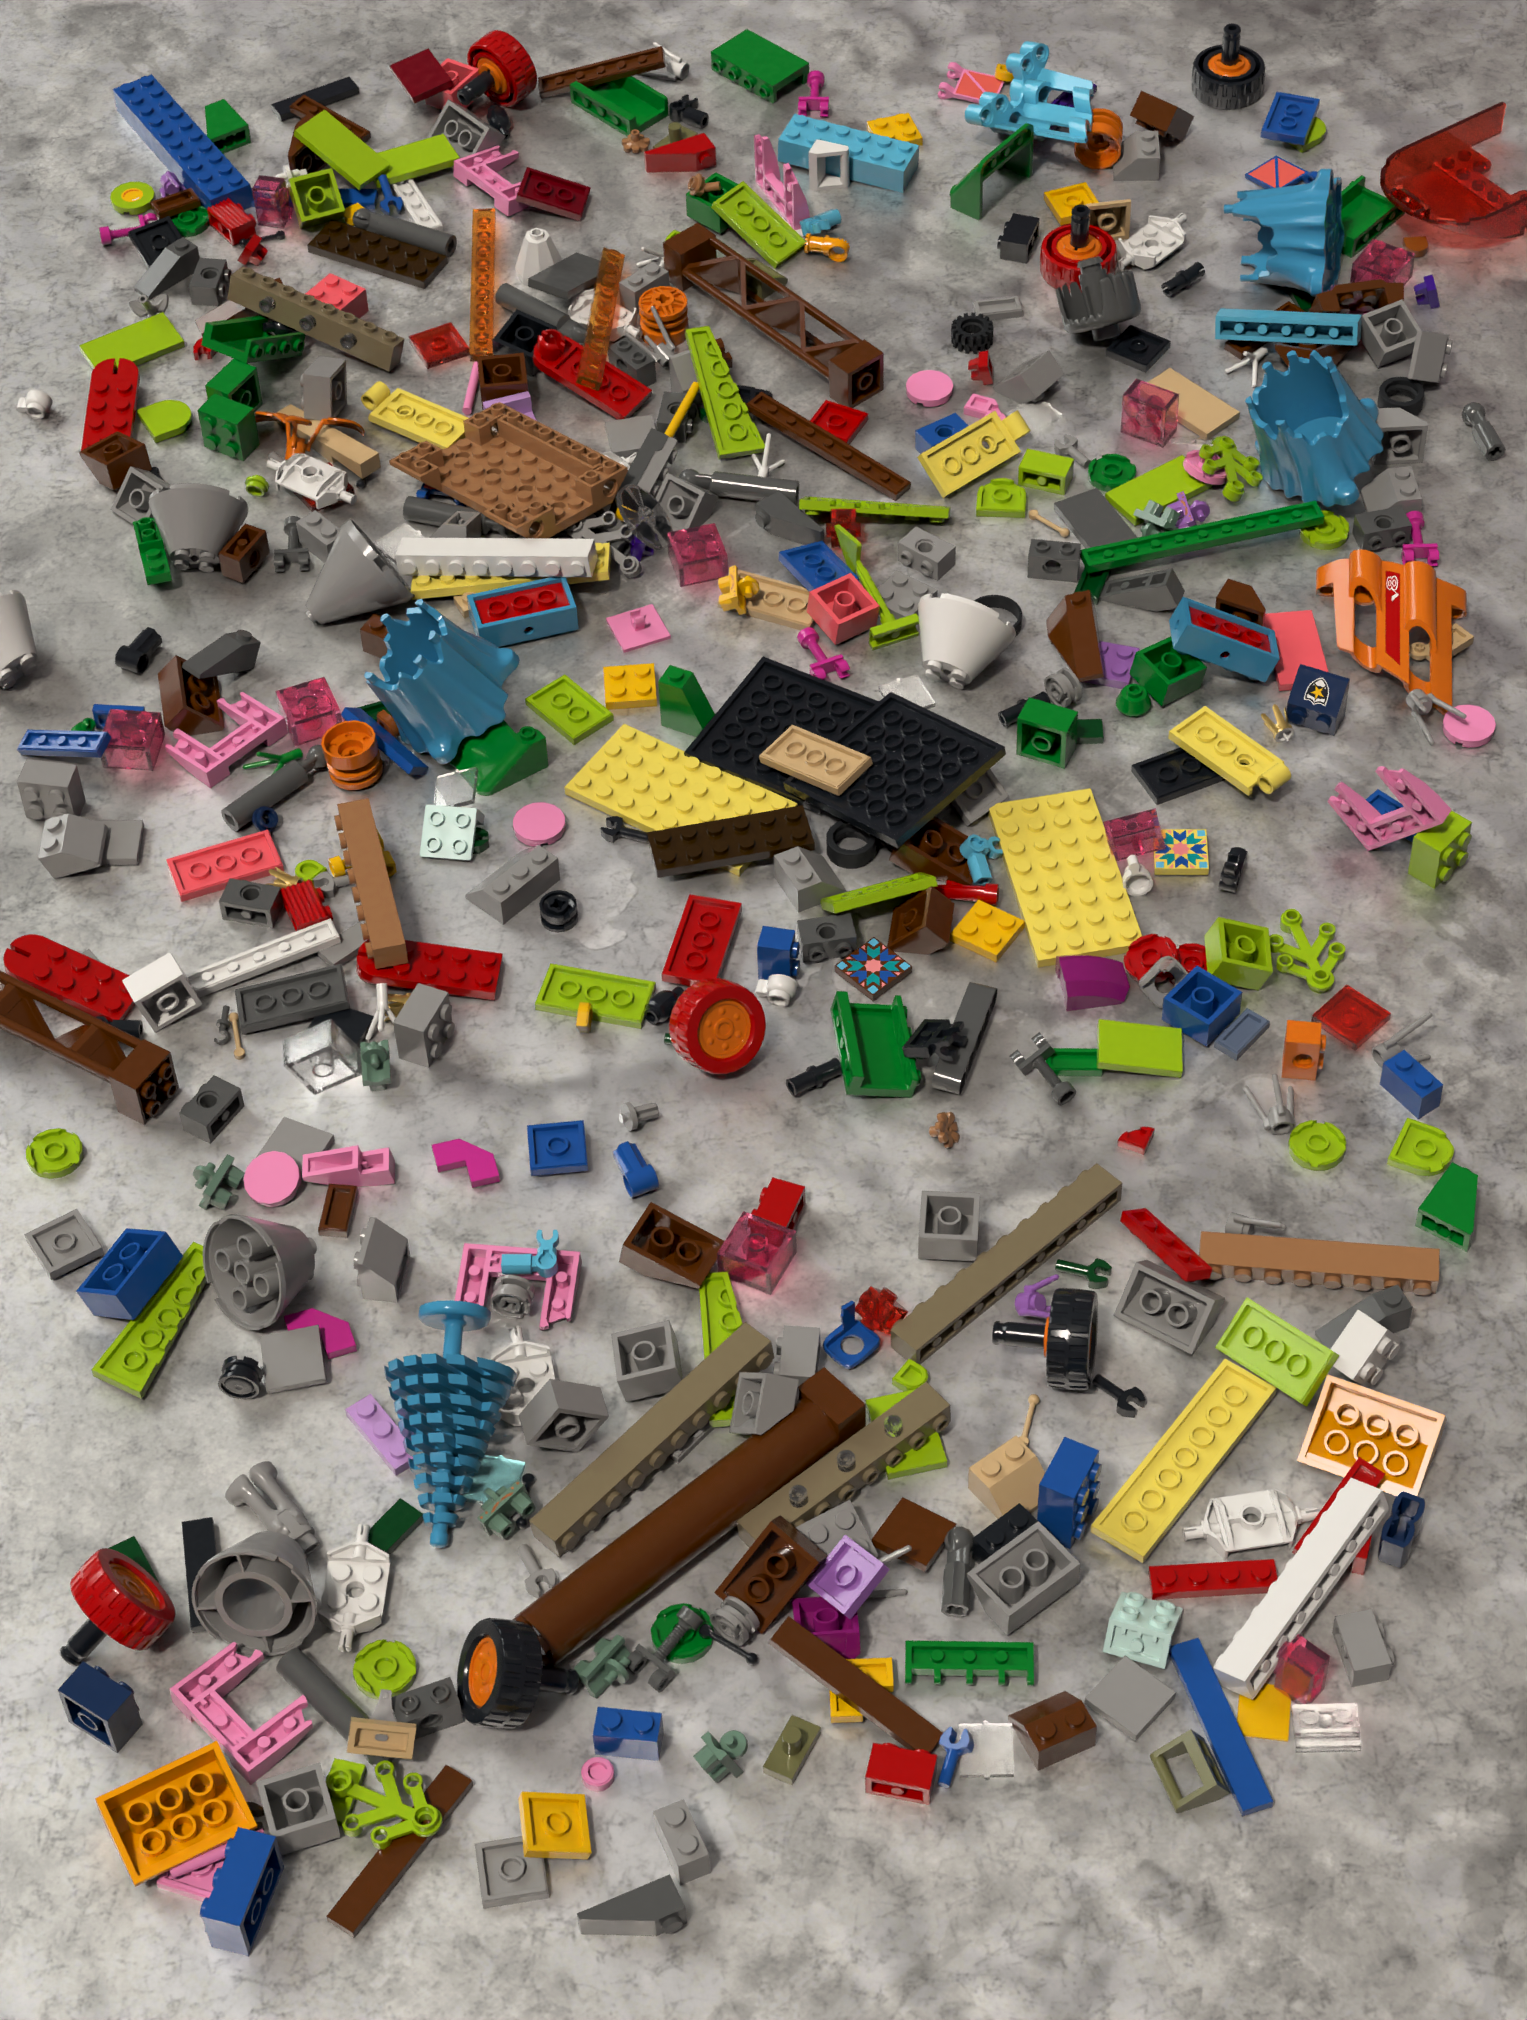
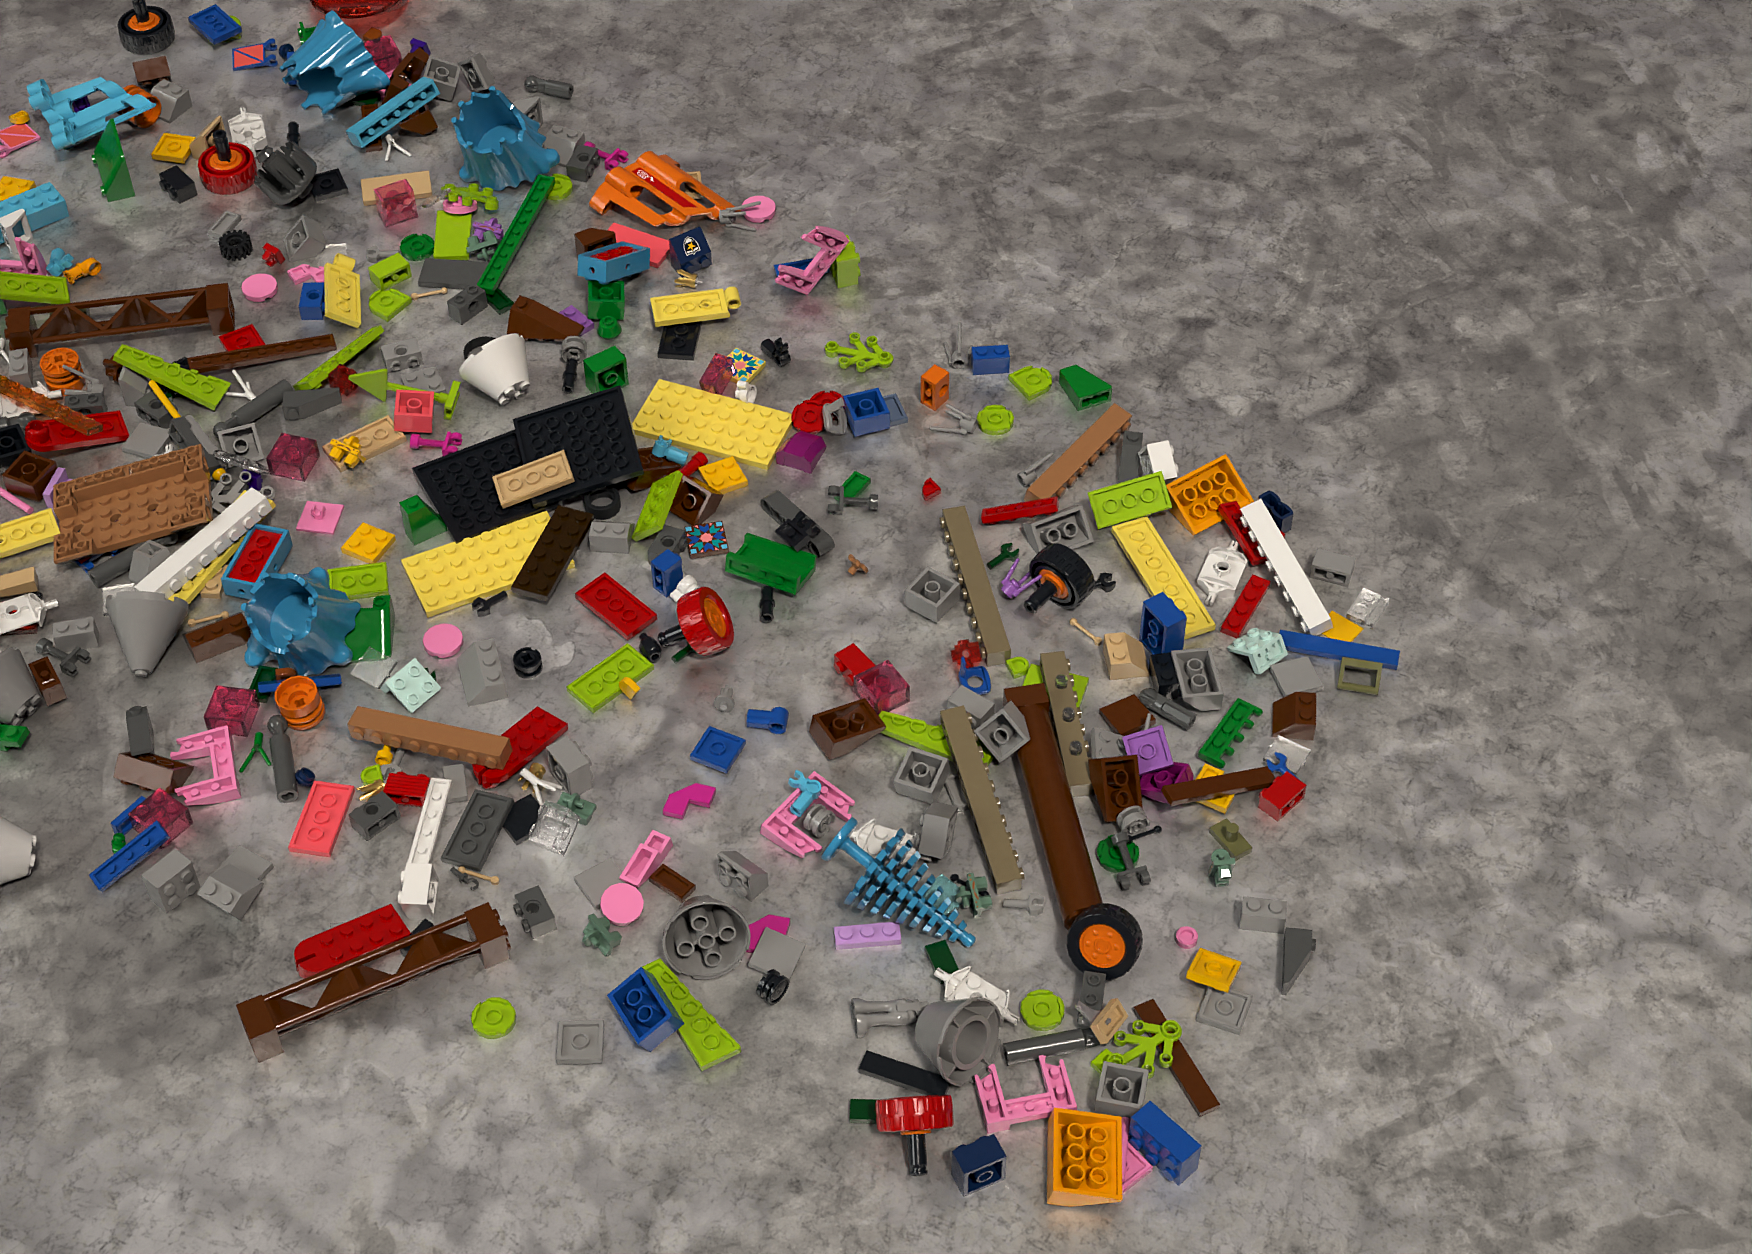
camera: 60 degrees left, 0 degrees up
(137, 654) = (77, 783): black piece -> none
(606, 1667) = (1127, 893): sand green hips -> none
(628, 1733) = (1174, 907): blue brick -> none
(814, 565) = (365, 408): blue plate -> none
(910, 689) = (501, 421): clear piece -> none
(1139, 1048) = (869, 454): lime tile -> none
(1146, 591) = (531, 279): dark grey slope -> none
(1238, 953) = (844, 376): lime brick -> none
(1301, 1670) = (1337, 594): clear pink brick -> none
(1351, 1017) = (918, 360): clear red tile -> none

